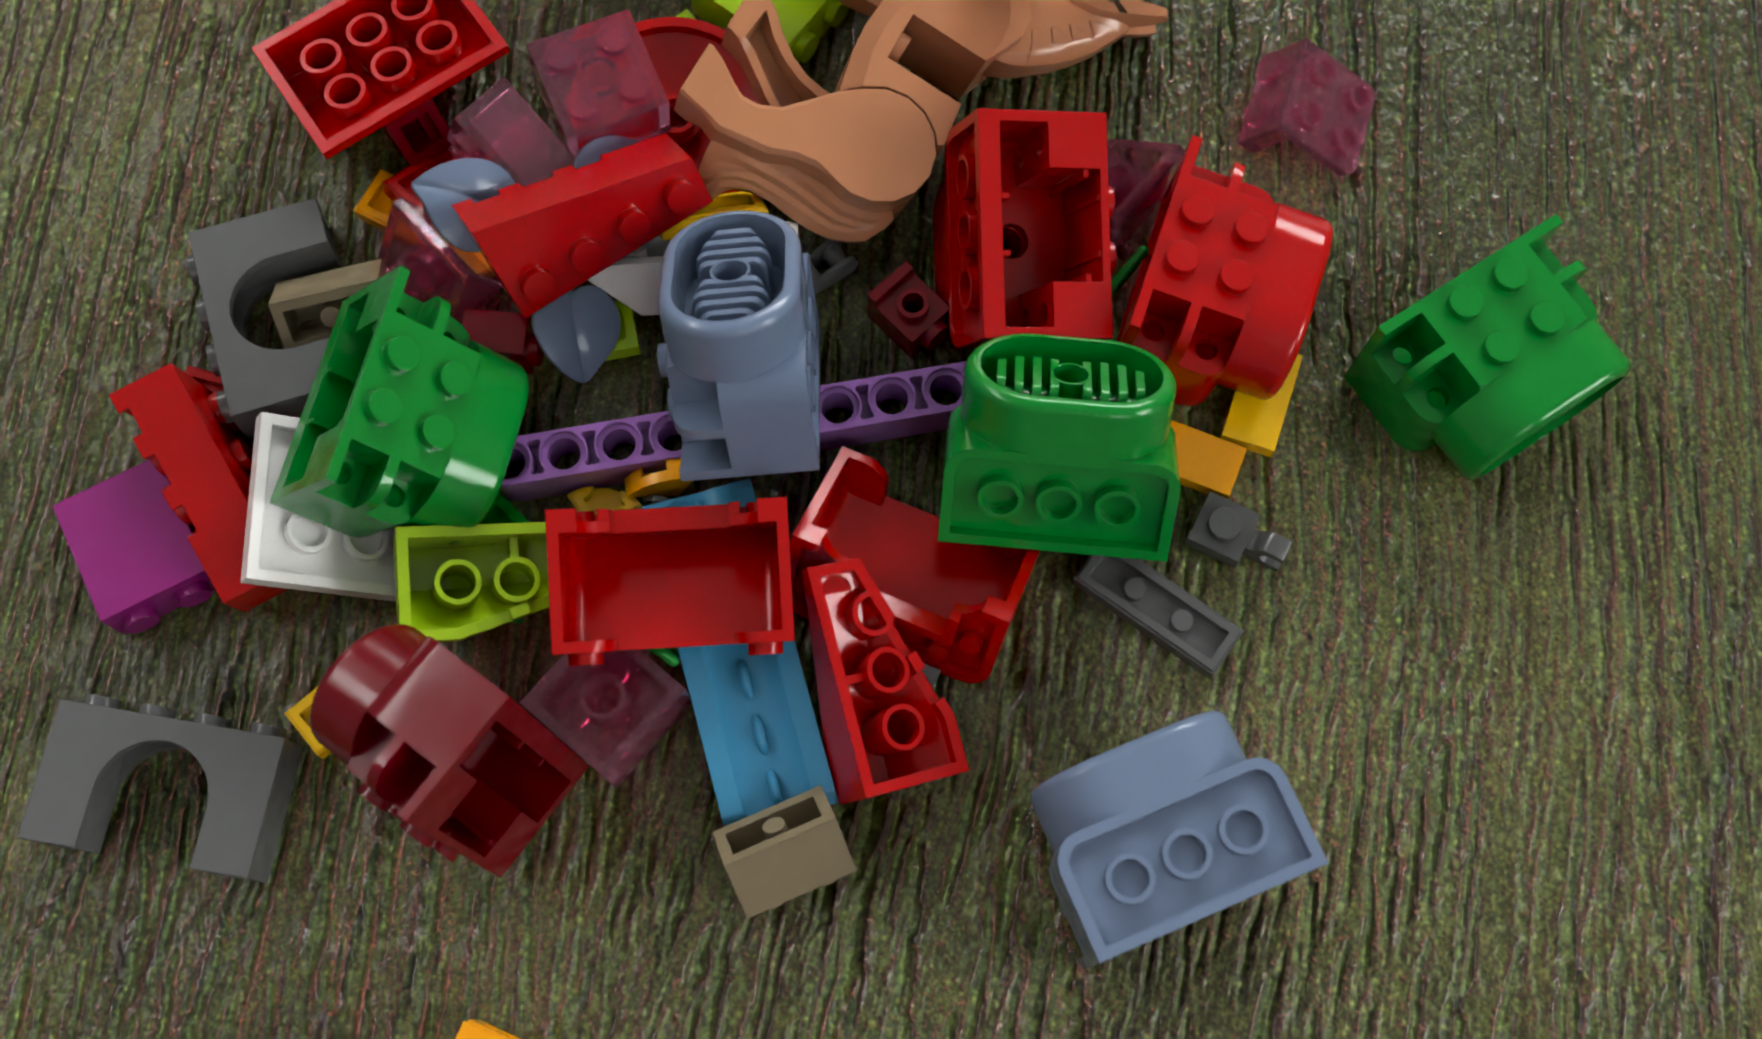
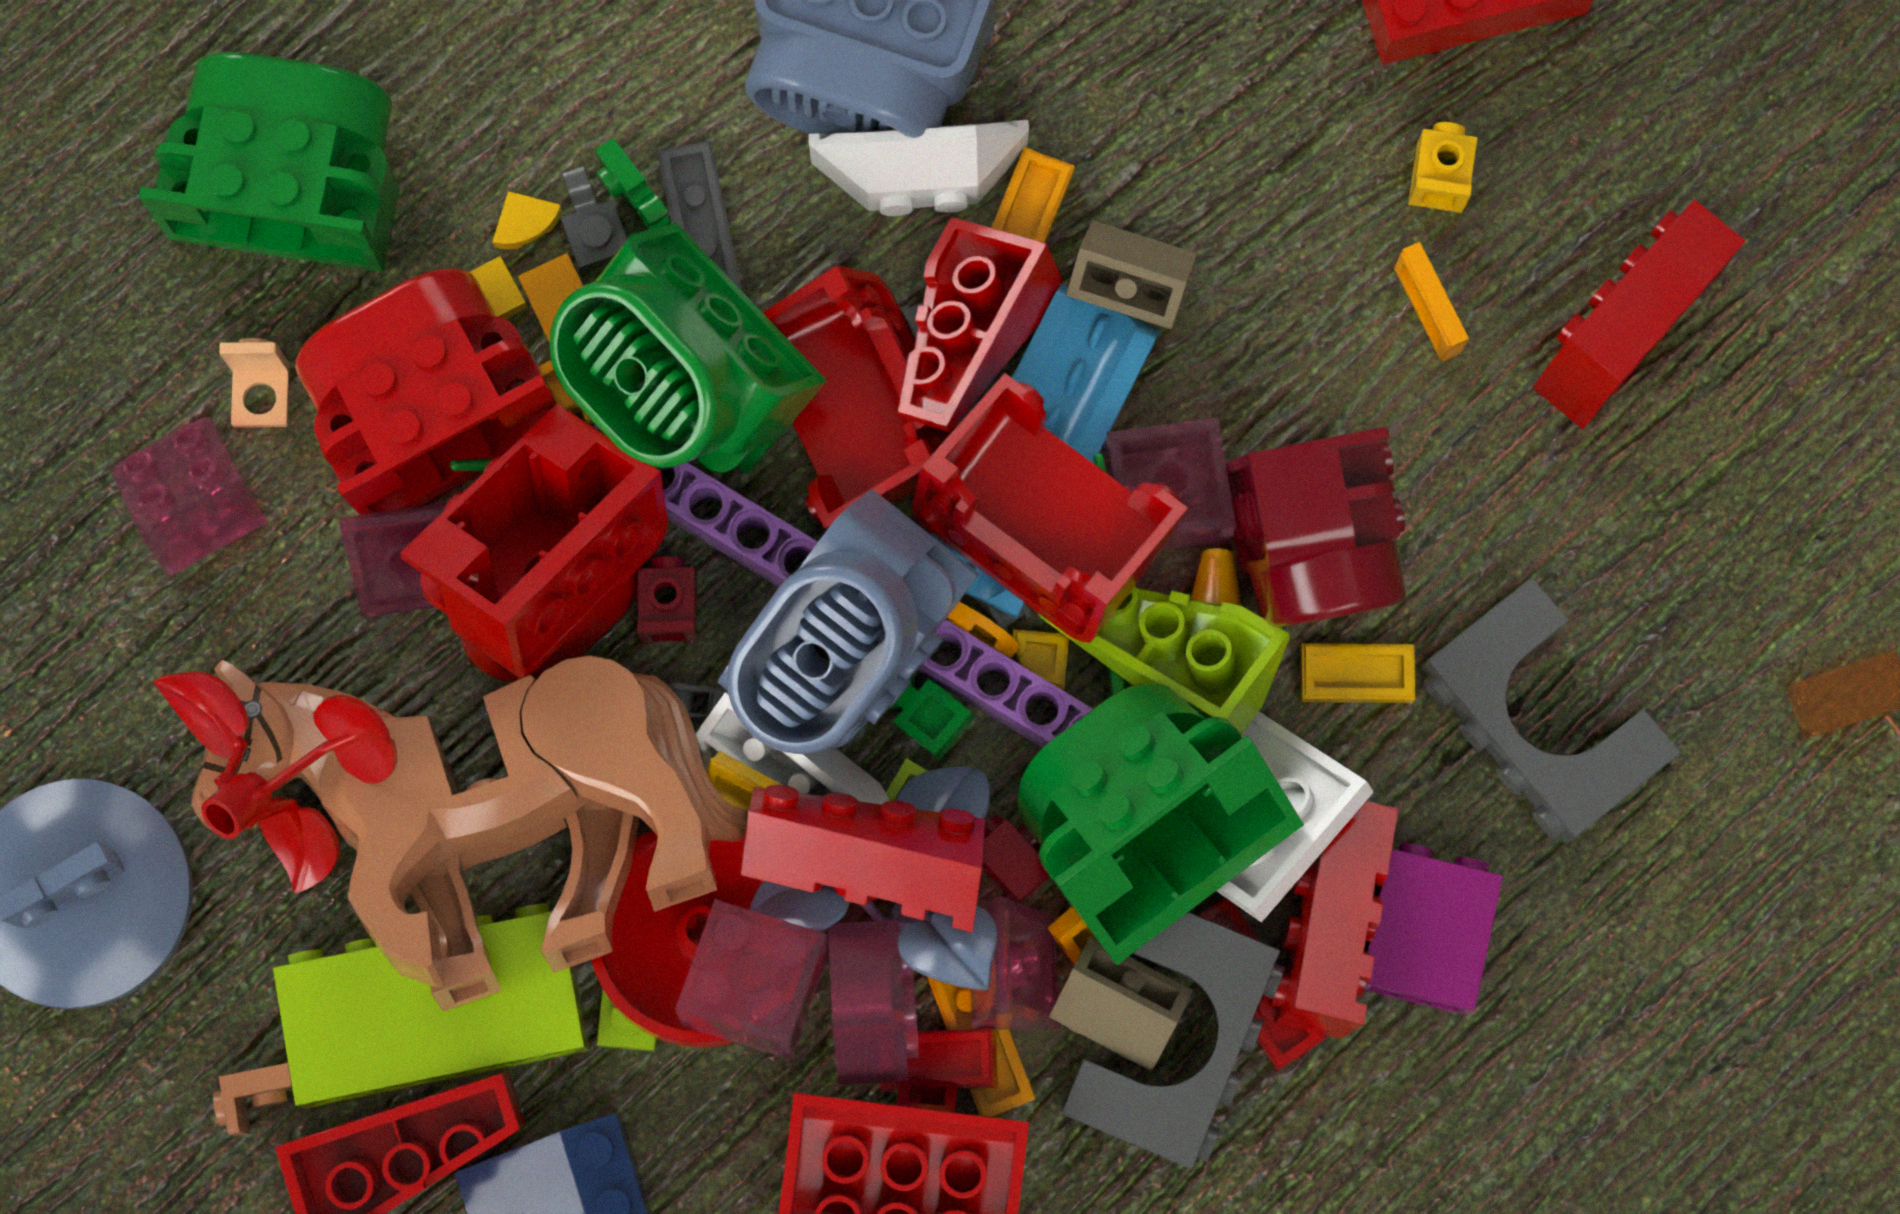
camera: 140 degrees left, 5 degrees up
(506, 660) = (1217, 578): none -> yellow cone
(640, 390) = (931, 717): none -> green plate
(921, 847) = (1033, 196): none -> light orange tile
(1003, 820) = (936, 170): none -> white wedge
(1242, 583) = (622, 178): none -> green plate
(1285, 494) = (524, 220): none -> yellow tile
(1359, 225) = (257, 363): none -> light nougat bracket

